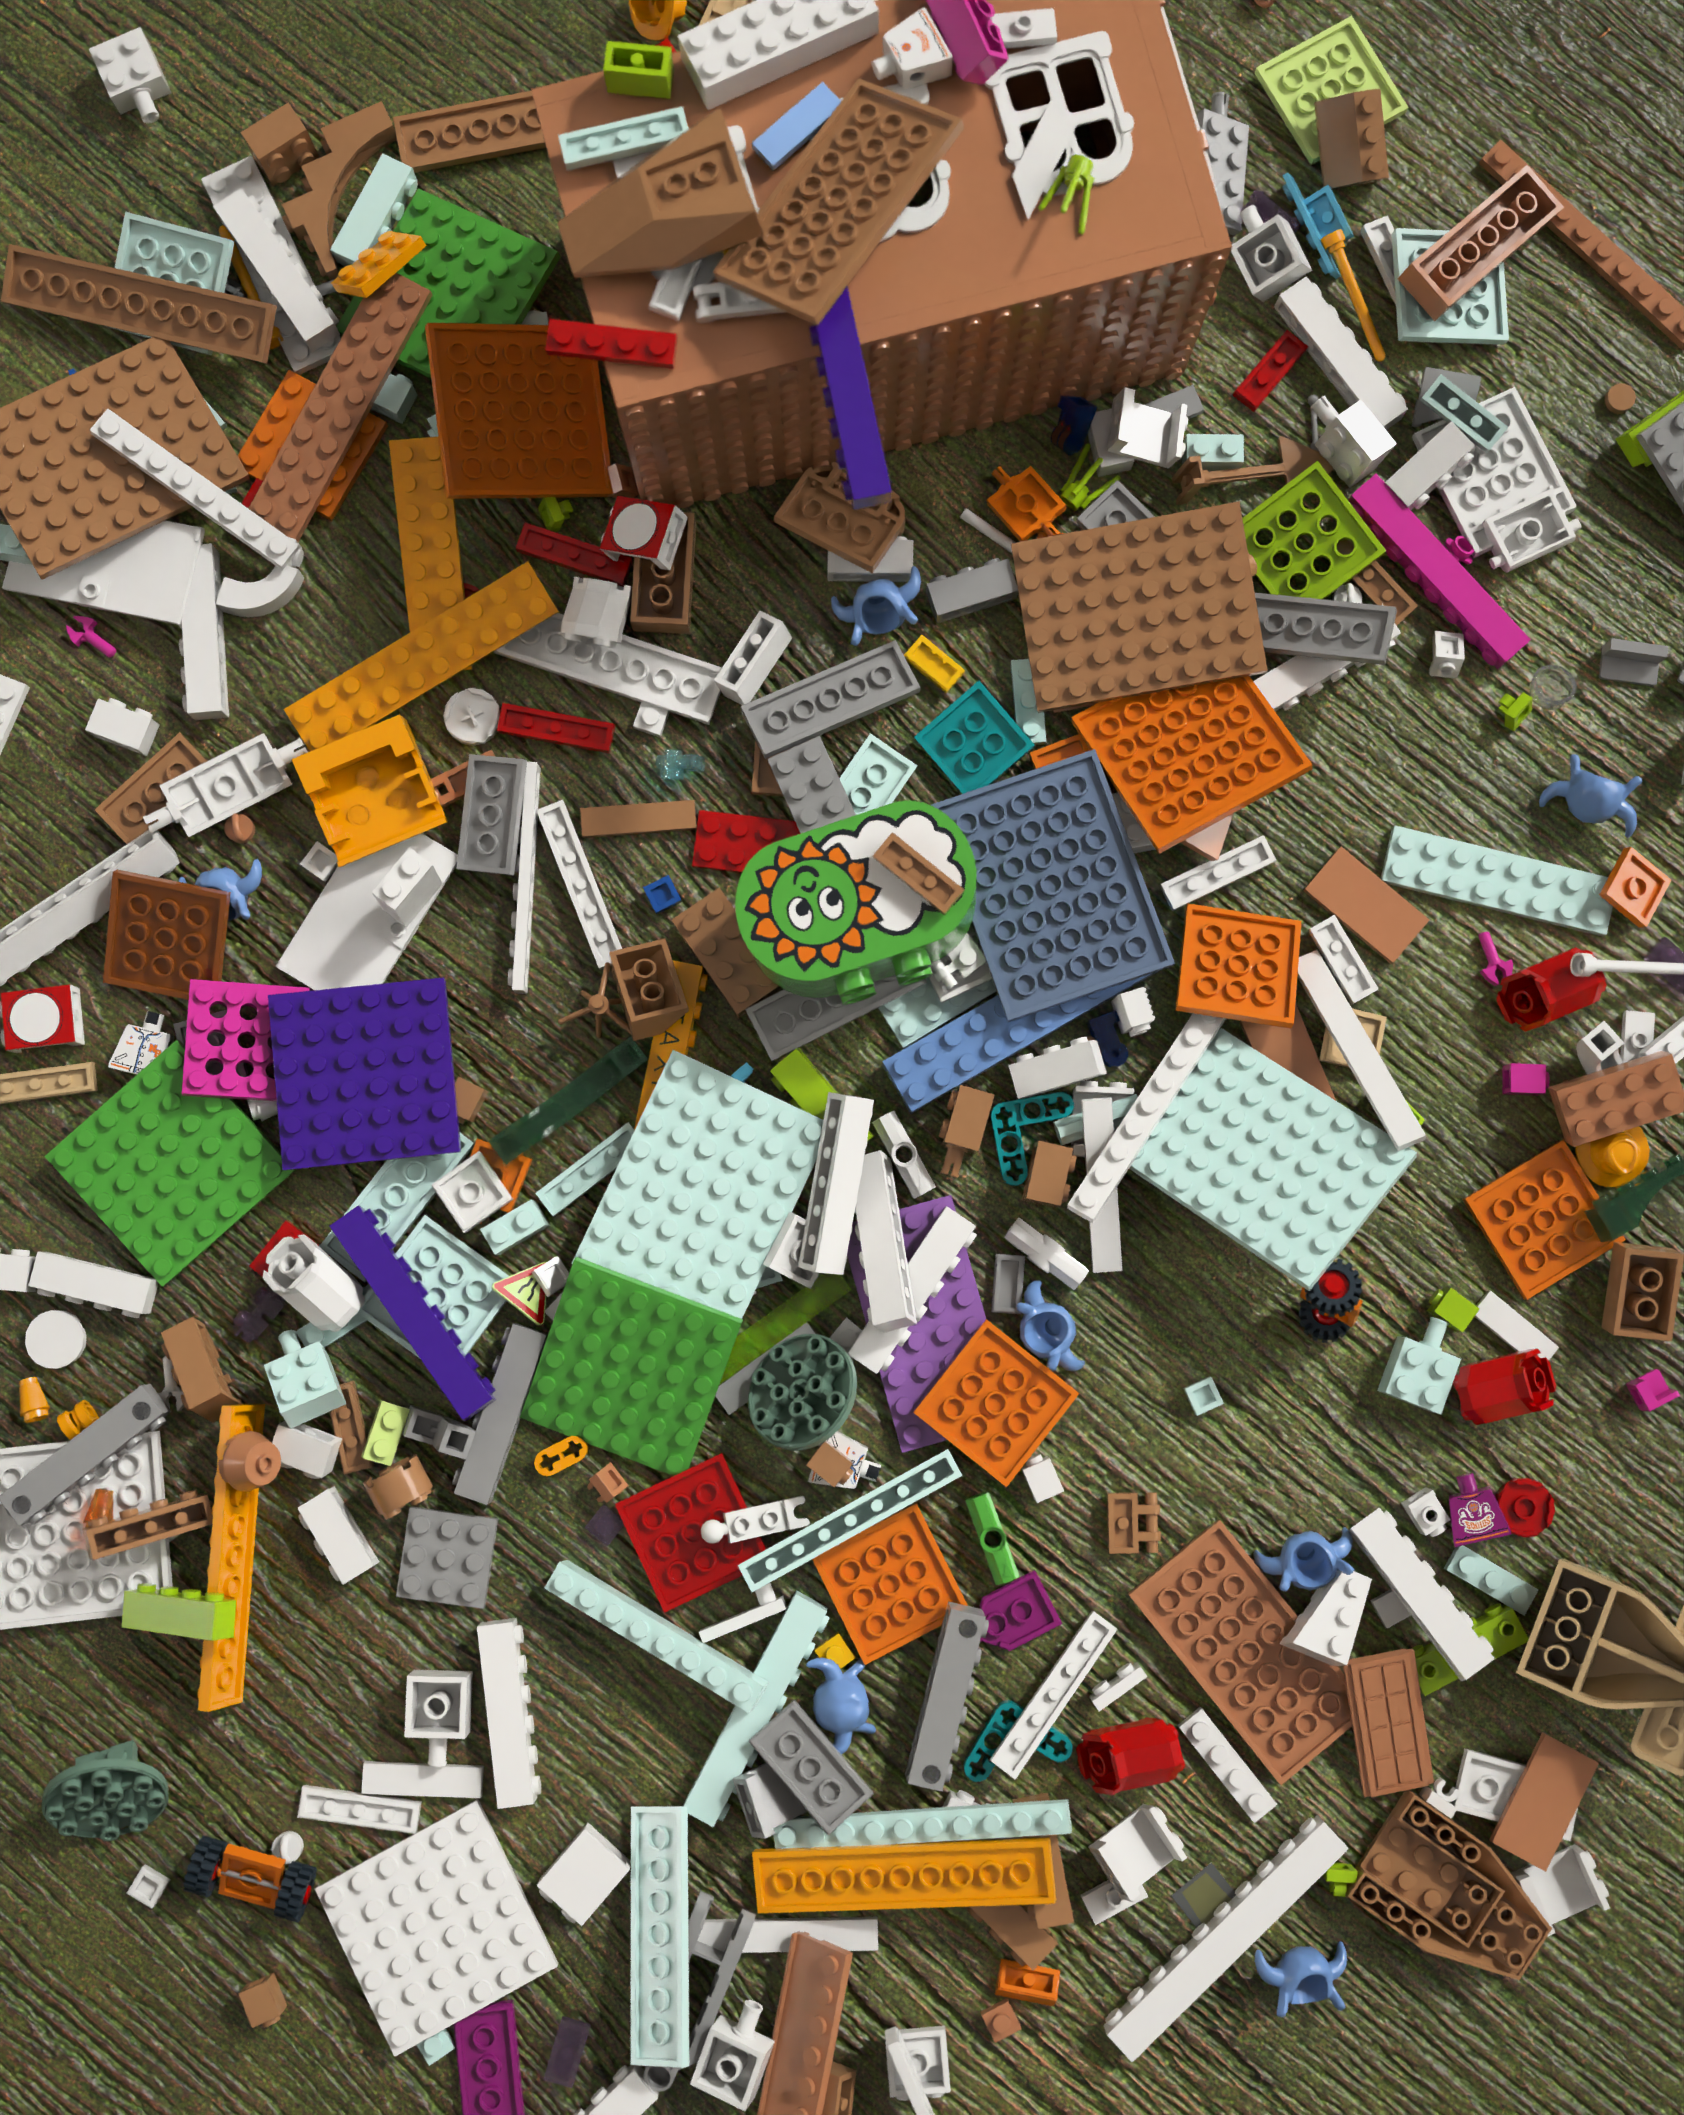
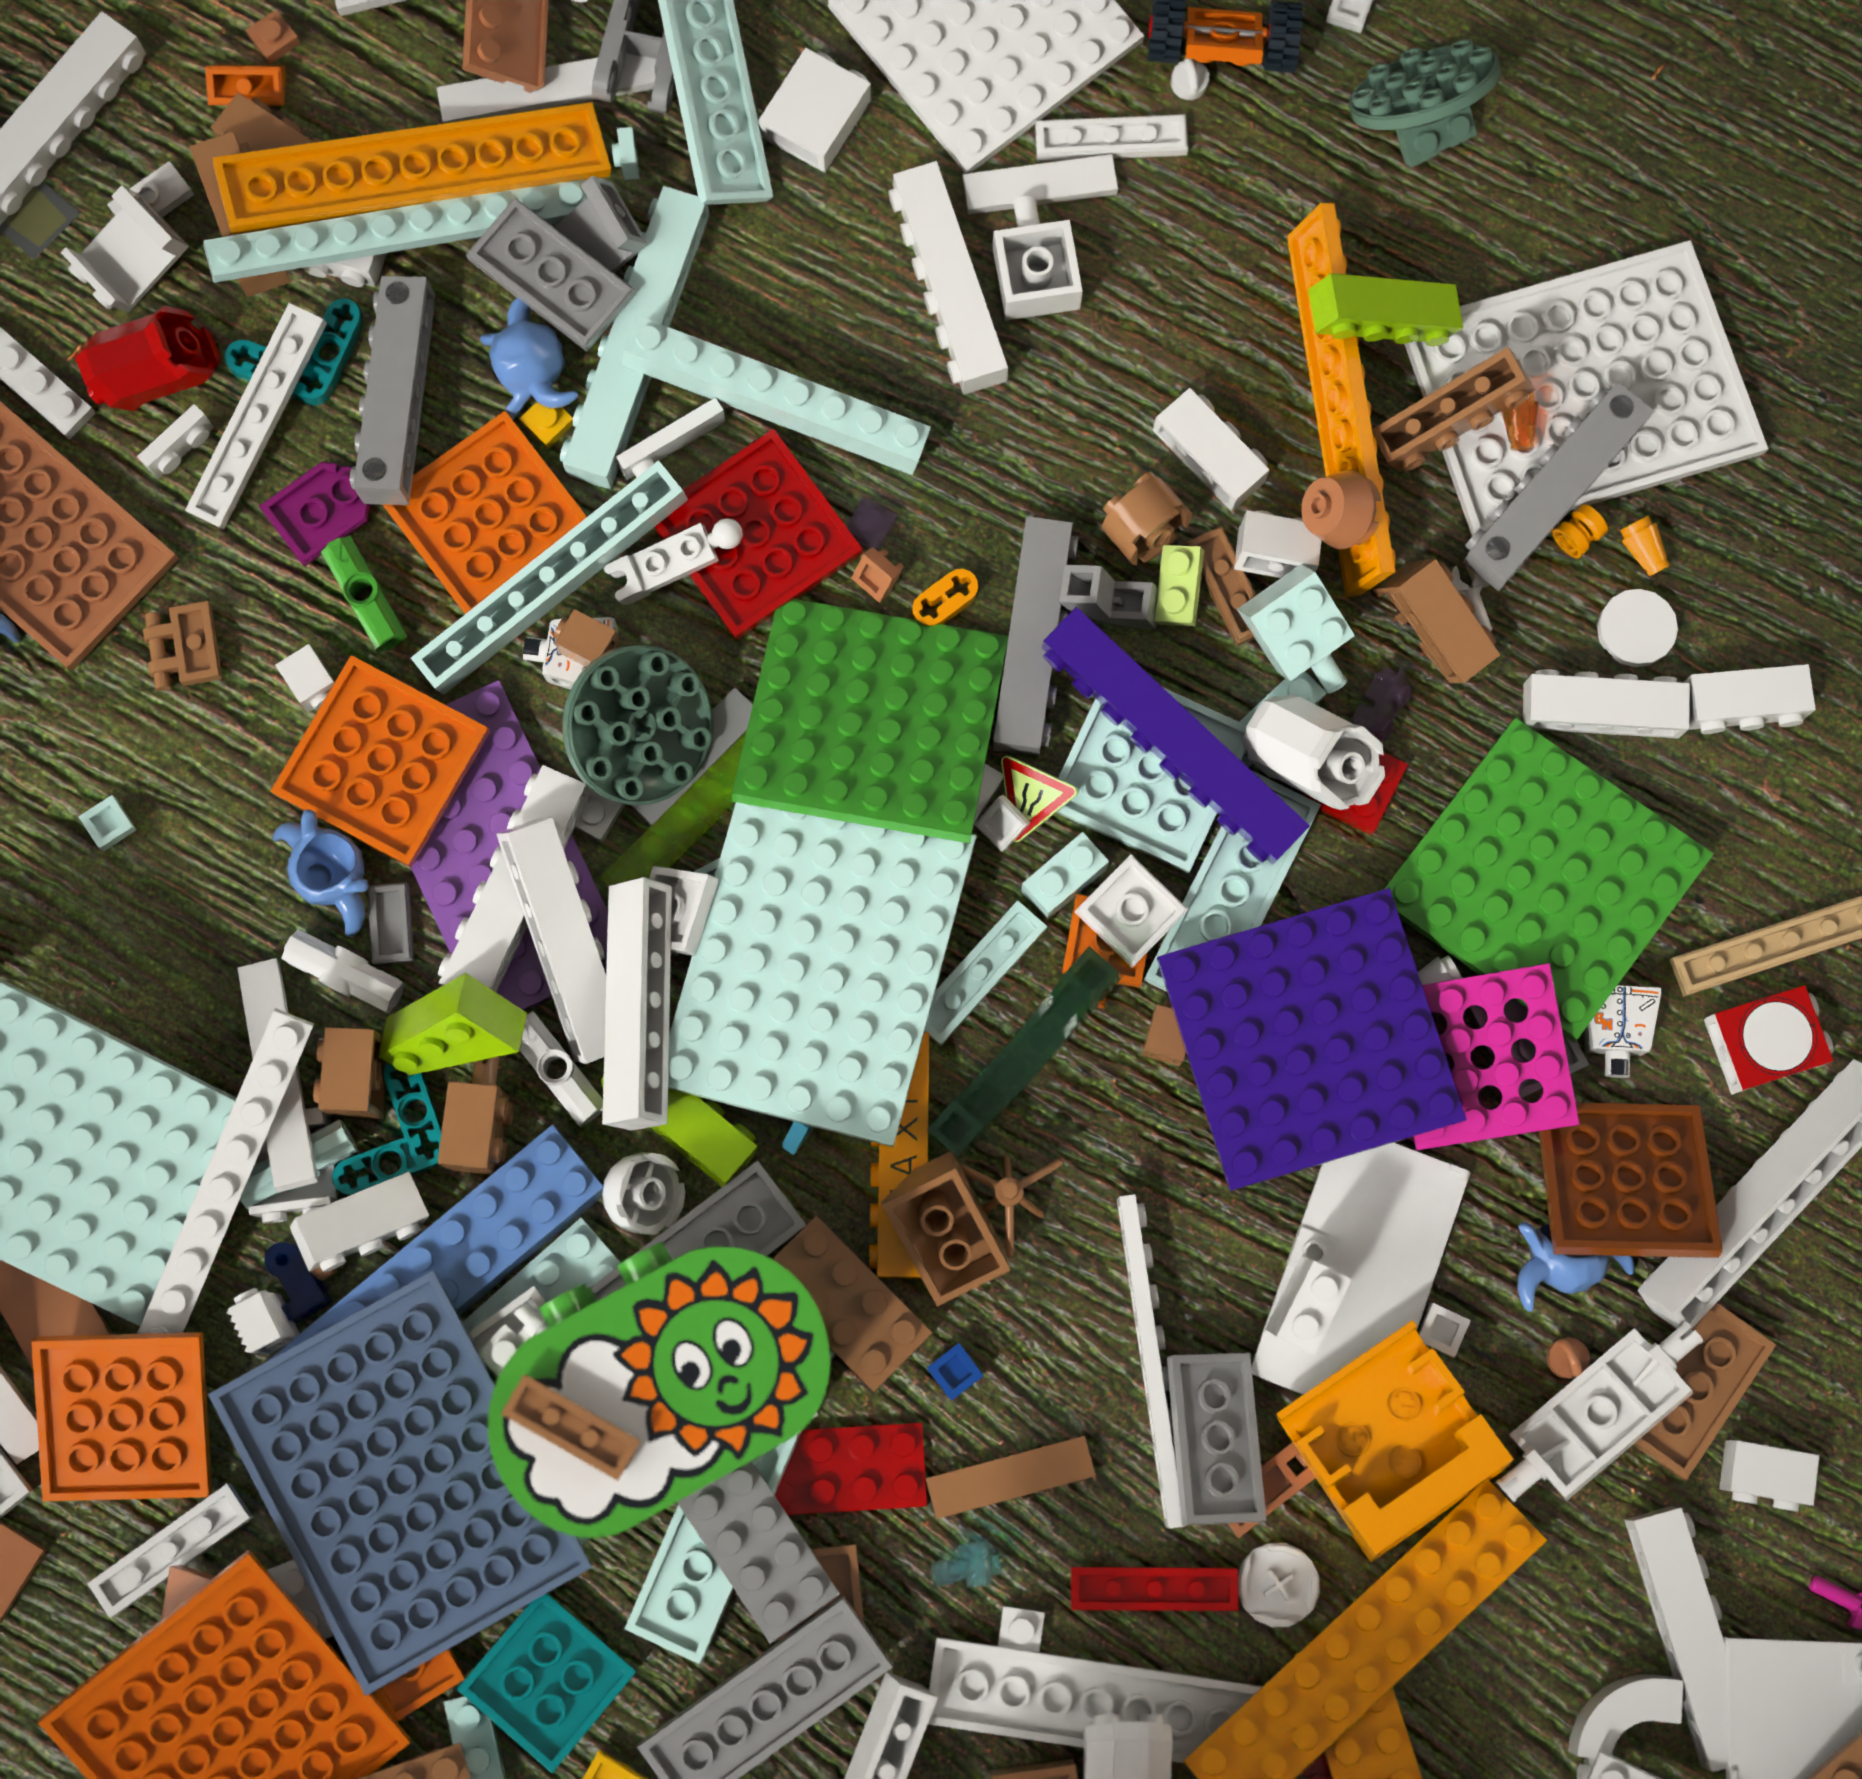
camera: 170 degrees right, 5 degrees down
(447, 1557) = (1065, 449): light grey plate -> none
(579, 881) = (1074, 1368): white plate -> none
(738, 1863) = (626, 153): none -> light aqua plate
(856, 1053) = (643, 1193): none -> white cylinder
(971, 1191) = (452, 1028): none -> lime wedge

